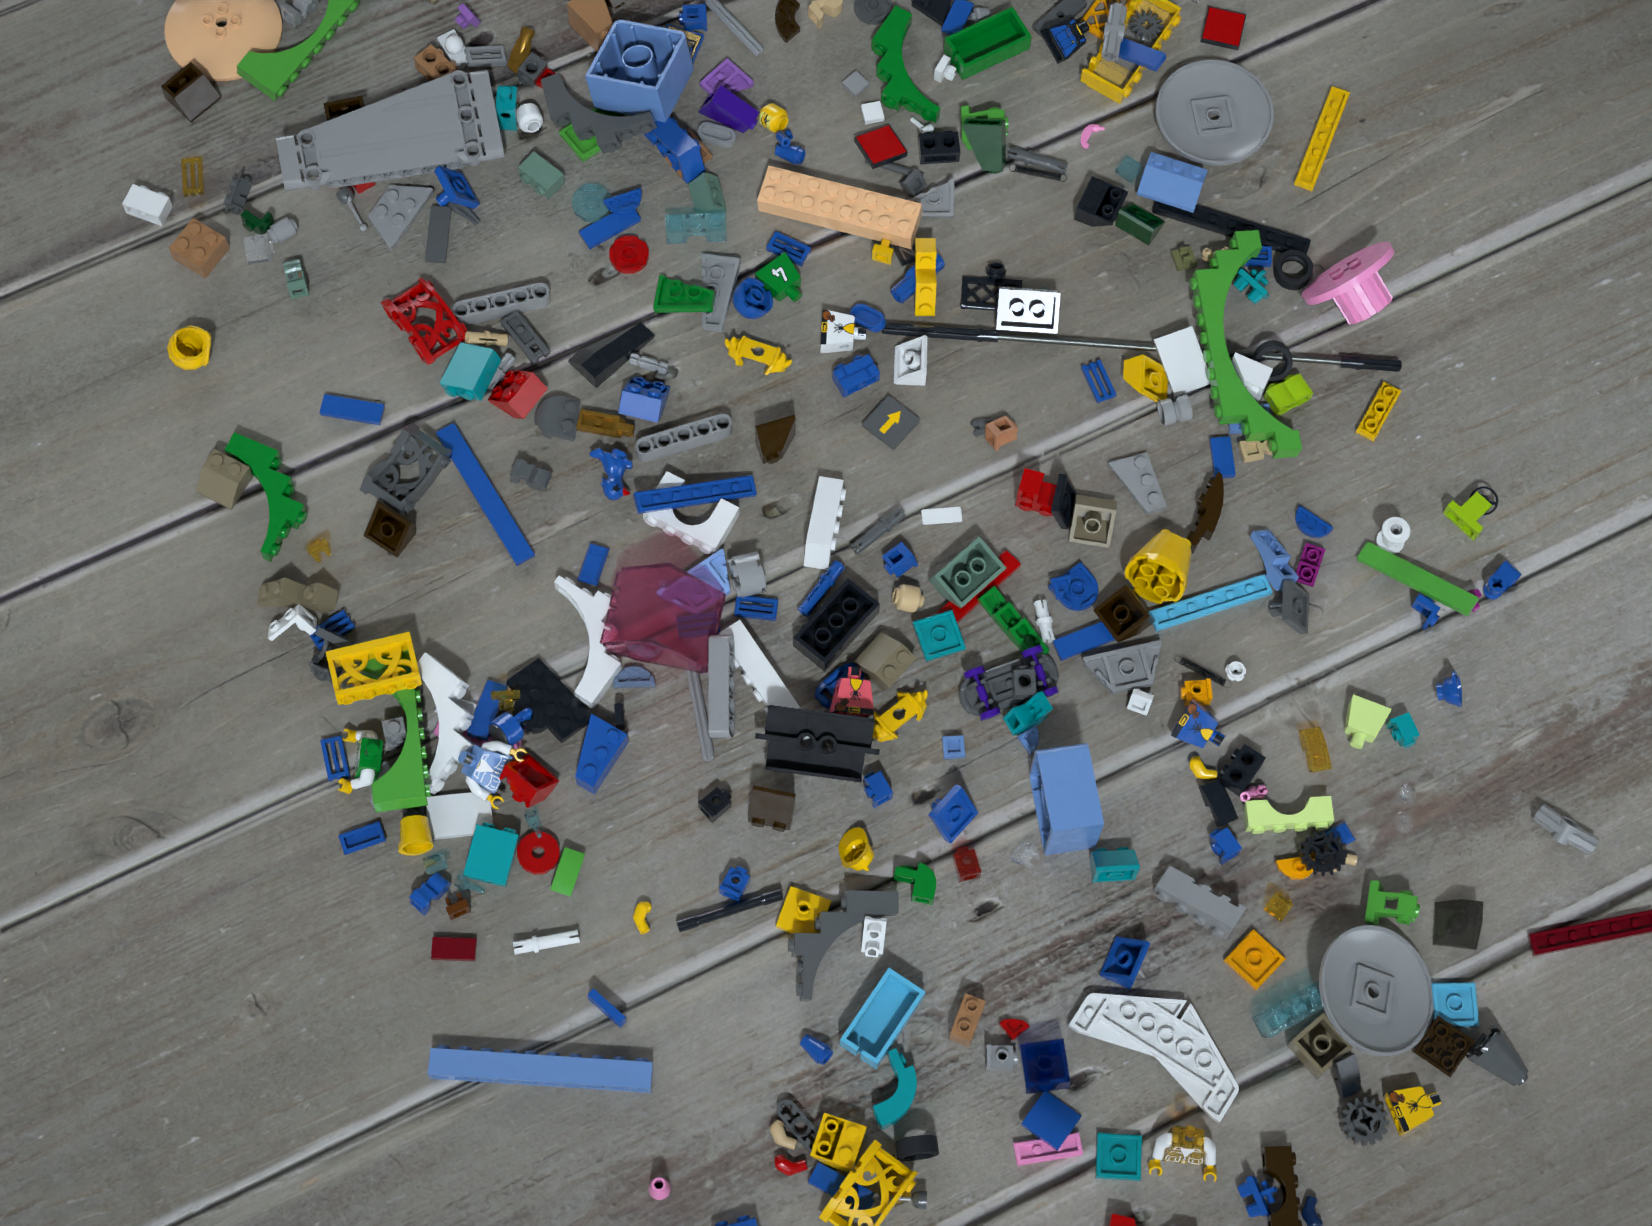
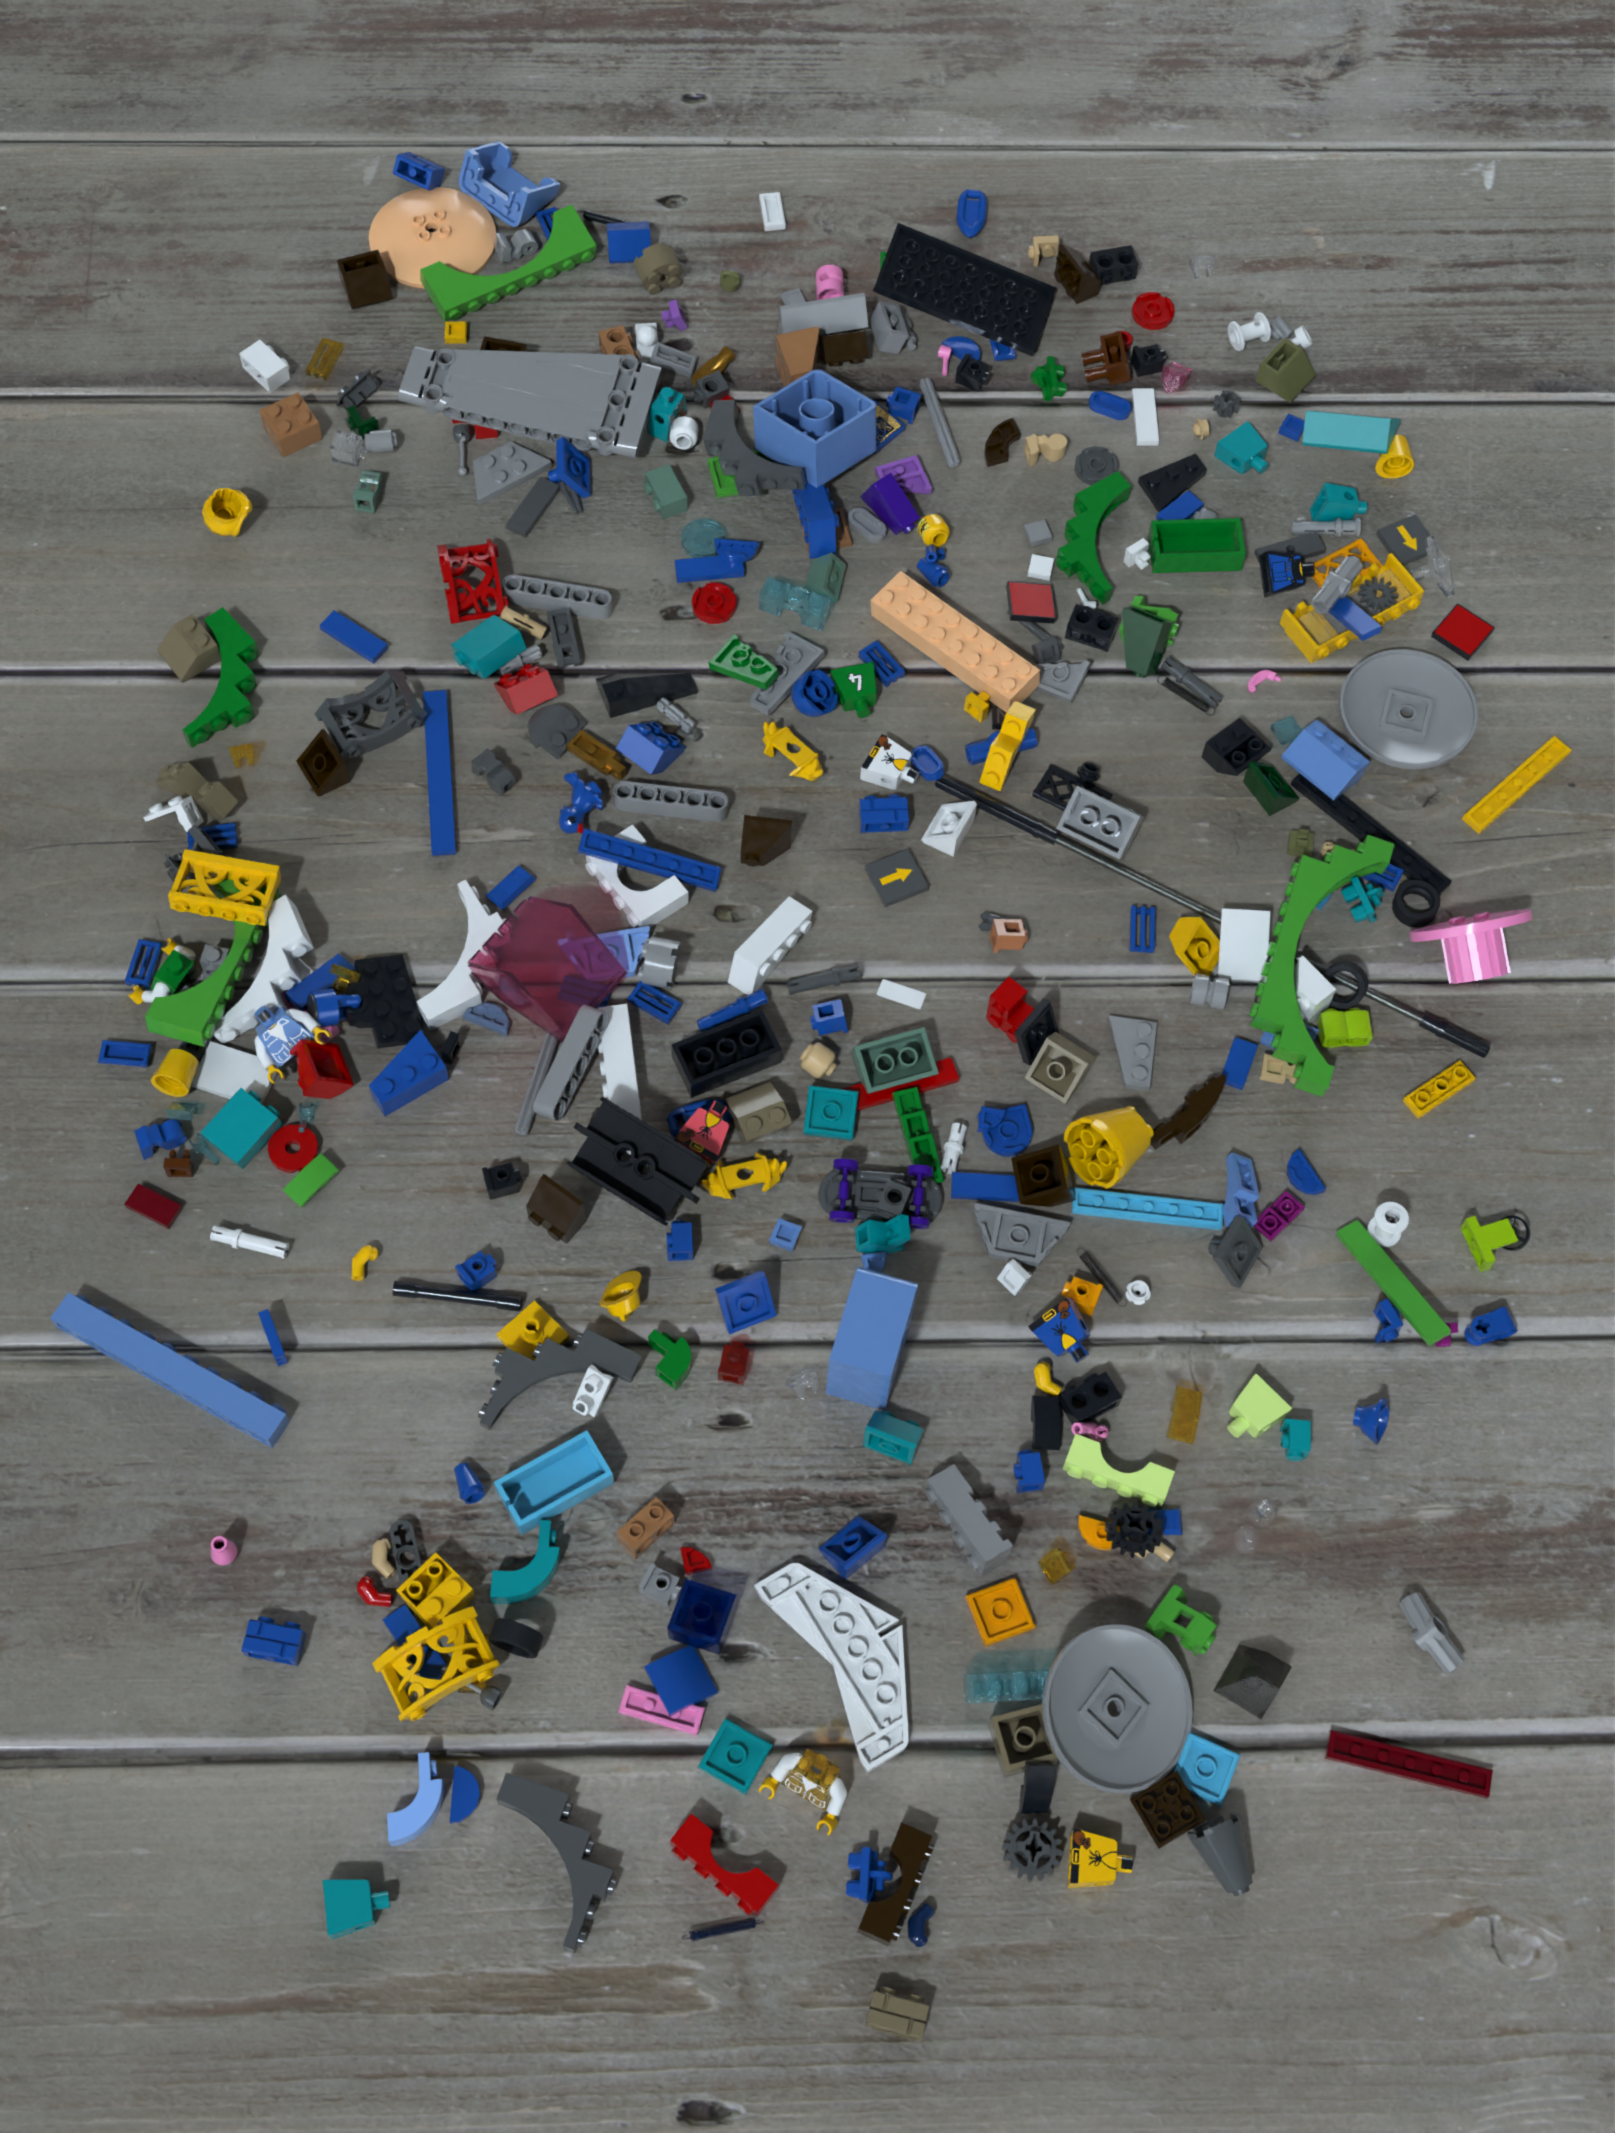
camera: 25 degrees right, 5 degrees down
(290, 106) = (455, 333): none -> yellow tile

